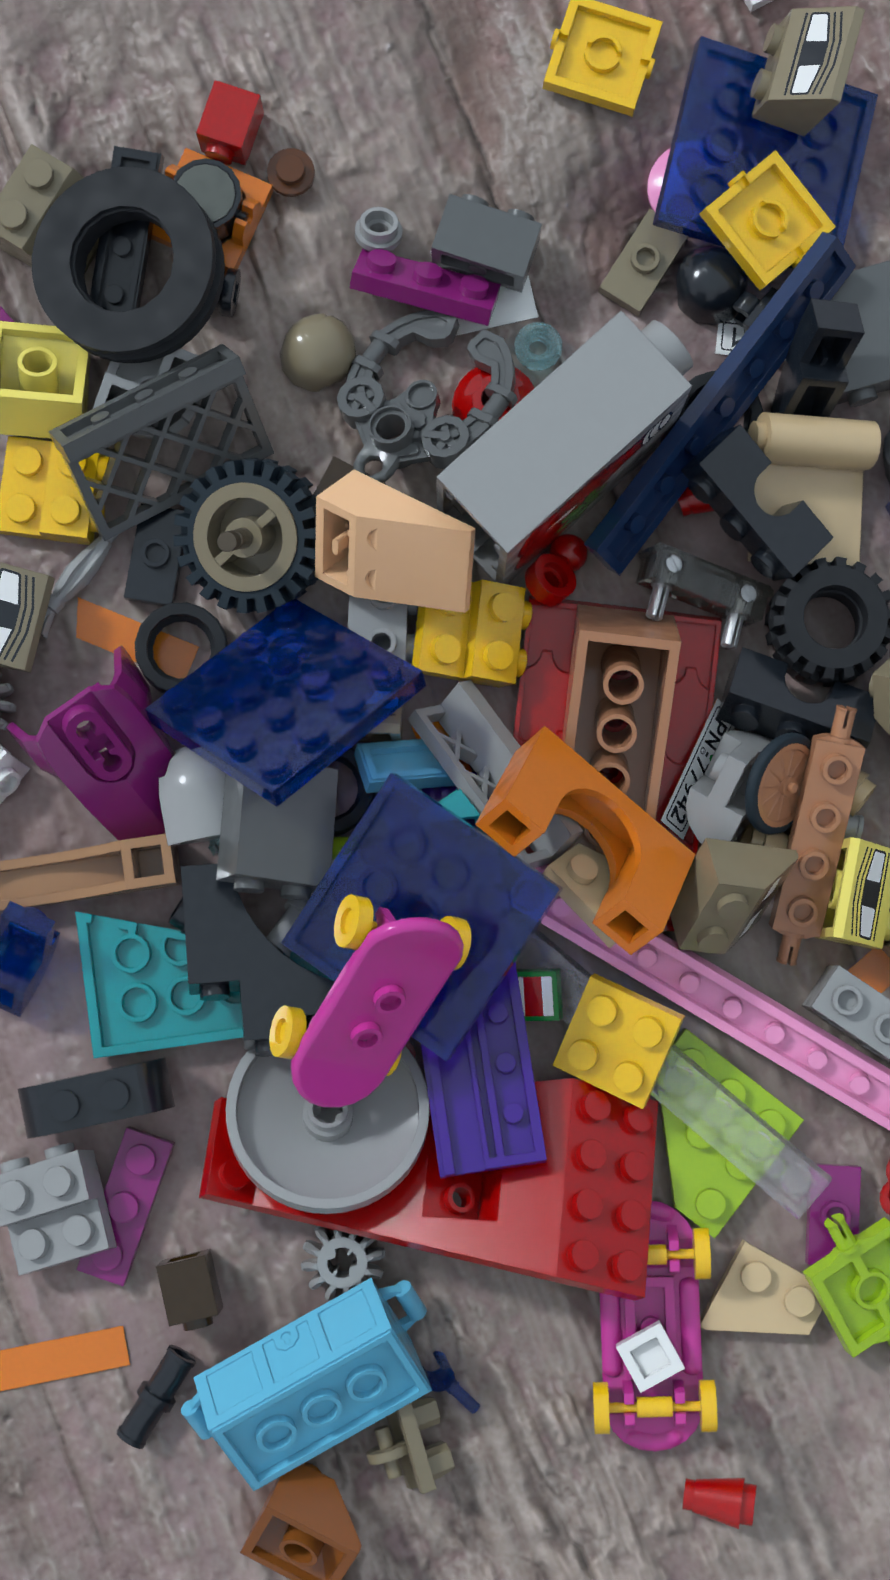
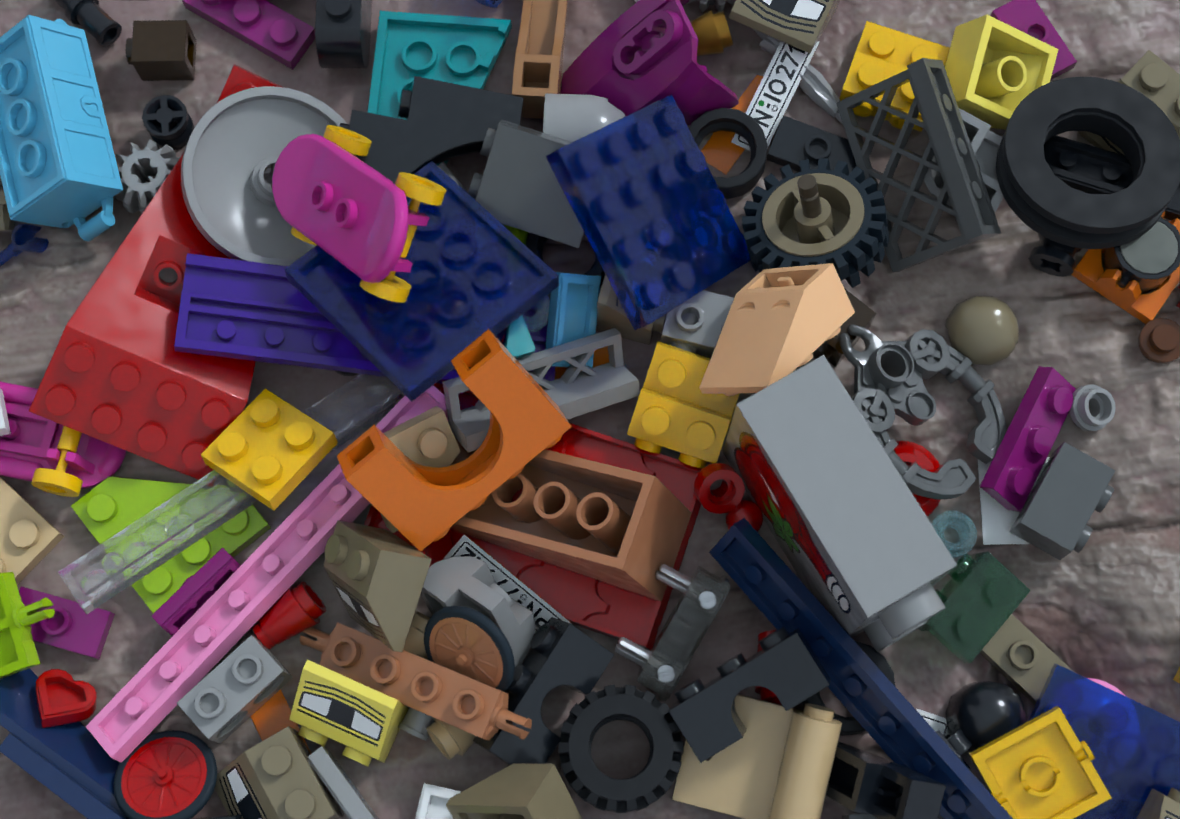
camera: 105 degrees right, 10 degrees down
(44, 692) = (712, 33): none -> pearl gold cone
(99, 611) = (776, 90): none -> white sticker
(266, 1270) = (158, 117): none -> black wheel
(541, 994) = (332, 391): tile -> none
(596, 298) = (976, 604): none -> clear green bracket
(772, 977) = (290, 615): none -> red cone
(775, 1079) = (195, 592): none -> magenta plate

